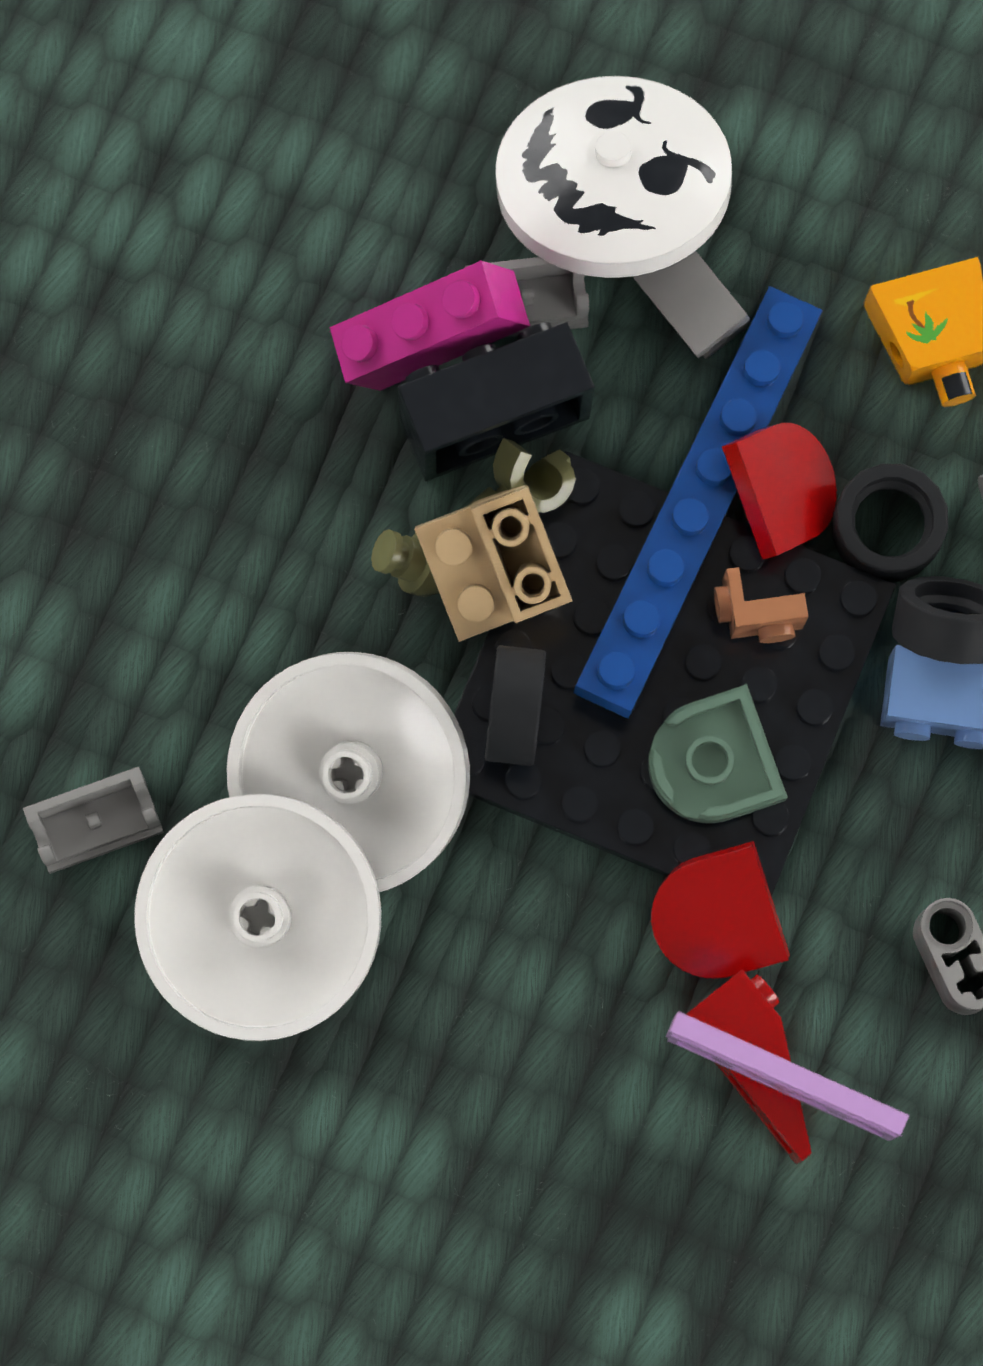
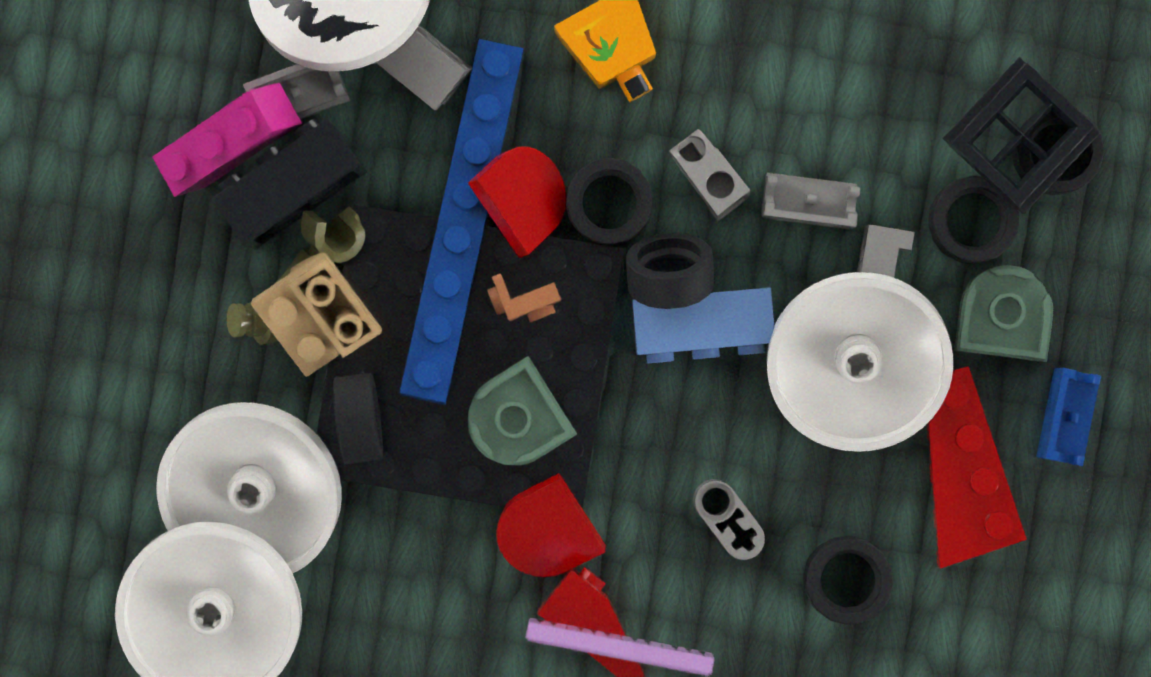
camera: 10 degrees left, 10 degrees up
(93, 820) = (72, 568): light grey hinge -> none

